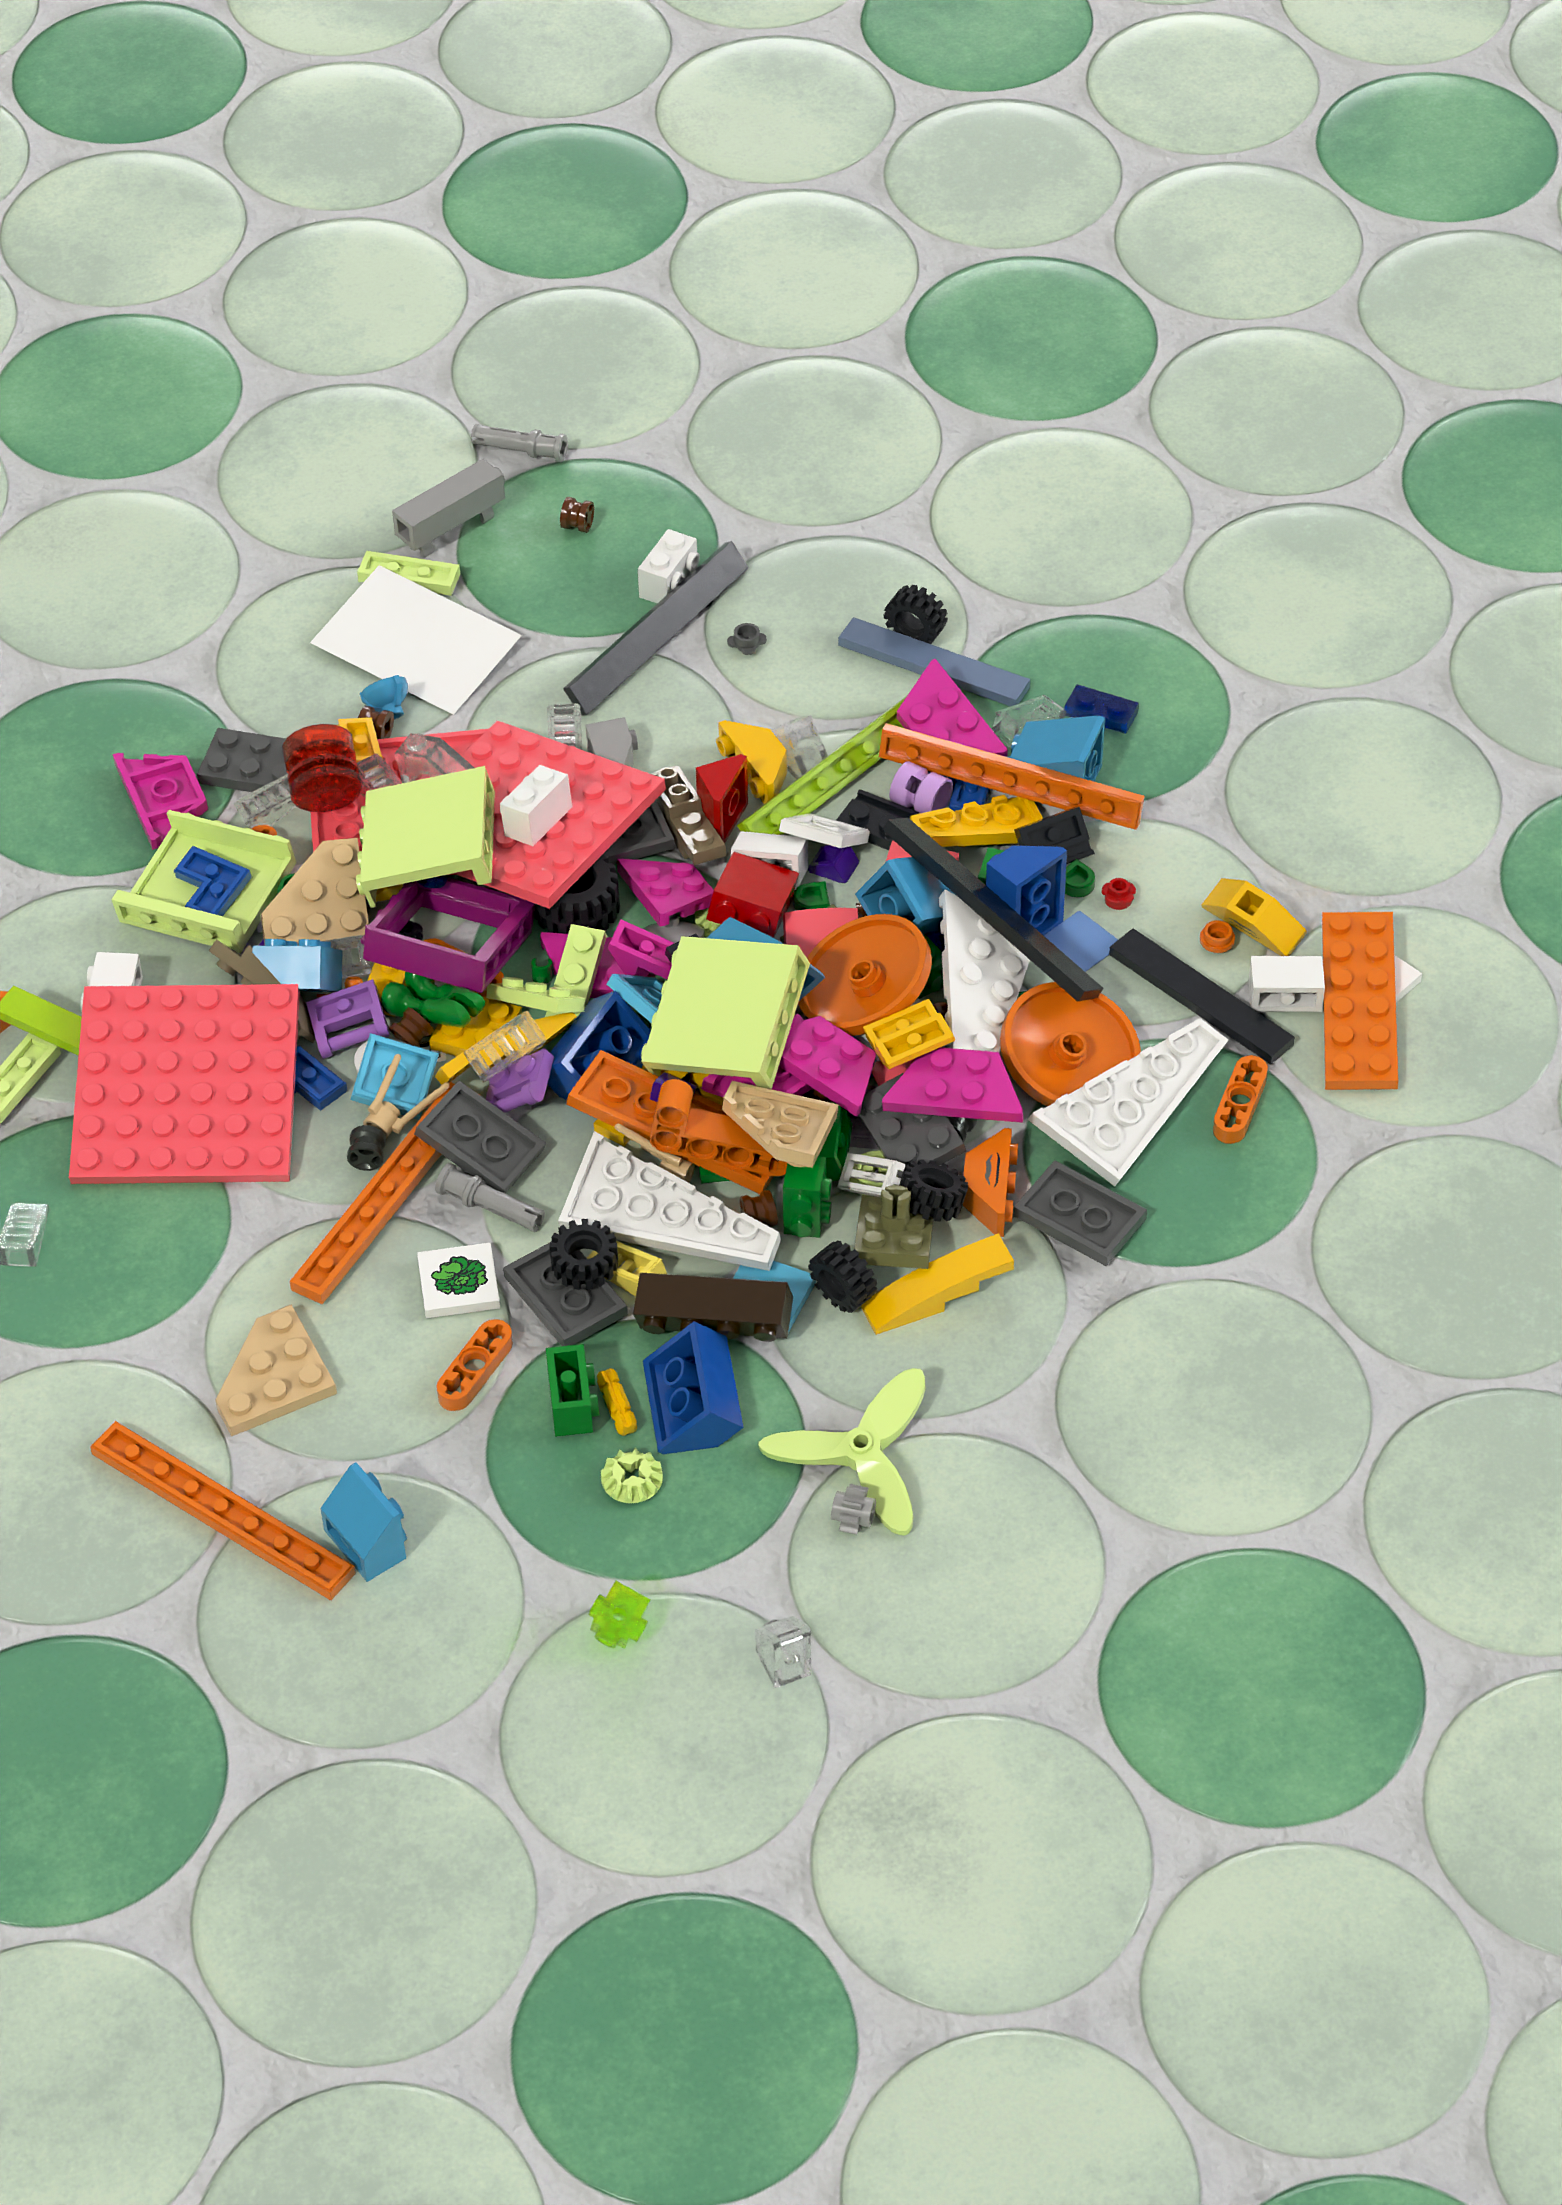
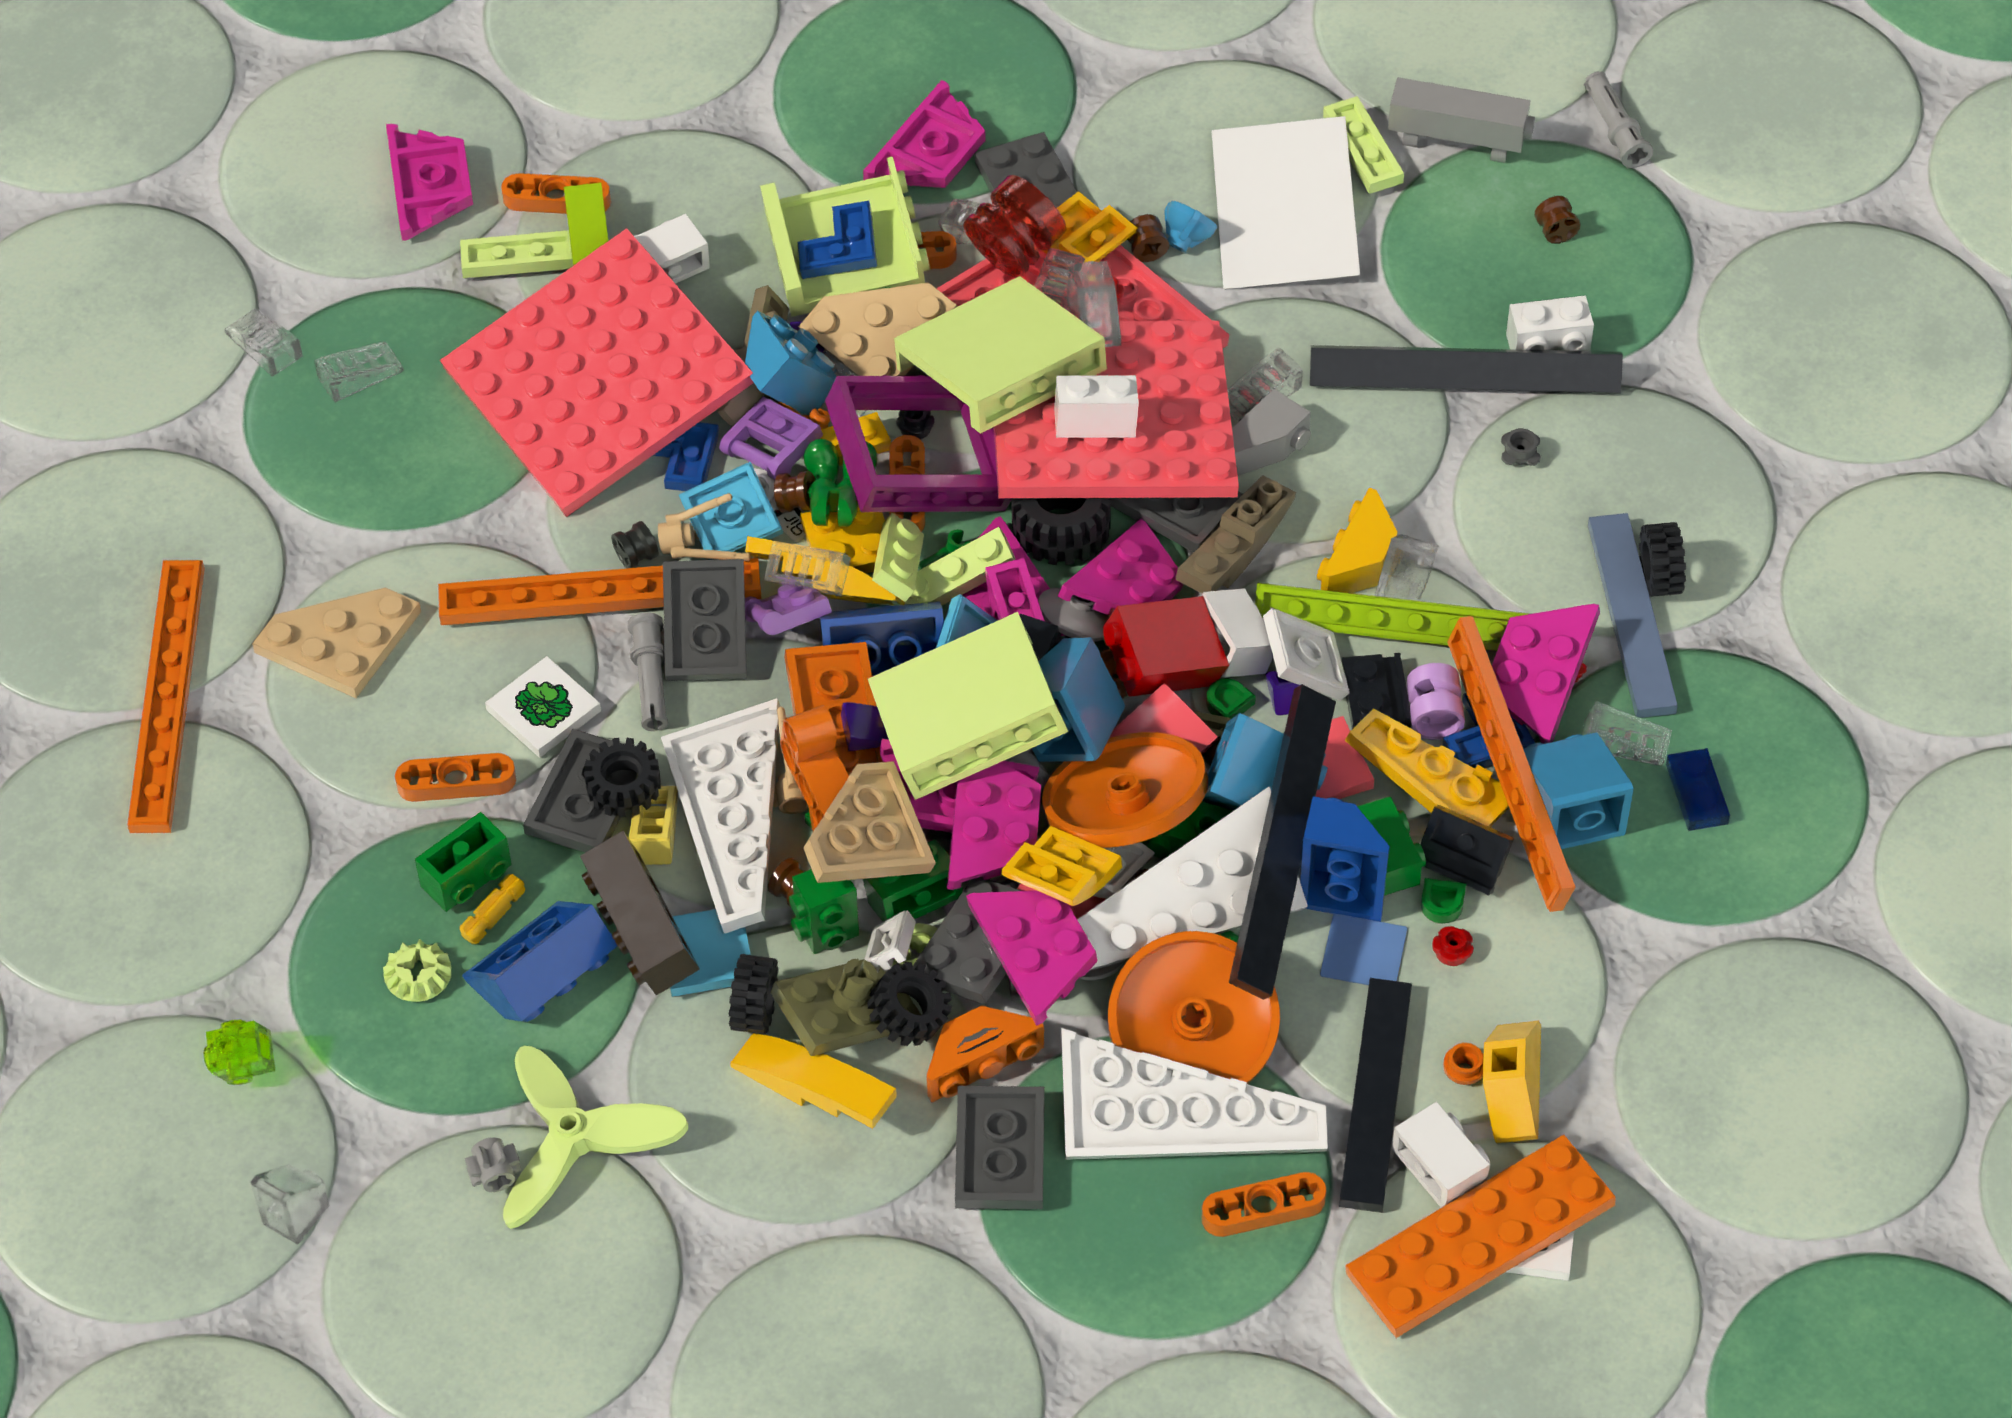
camera: 55 degrees right, 5 degrees up
(364, 1523) = (206, 804): dark azure slope -> none
(723, 792) = (1274, 548): red slope -> none

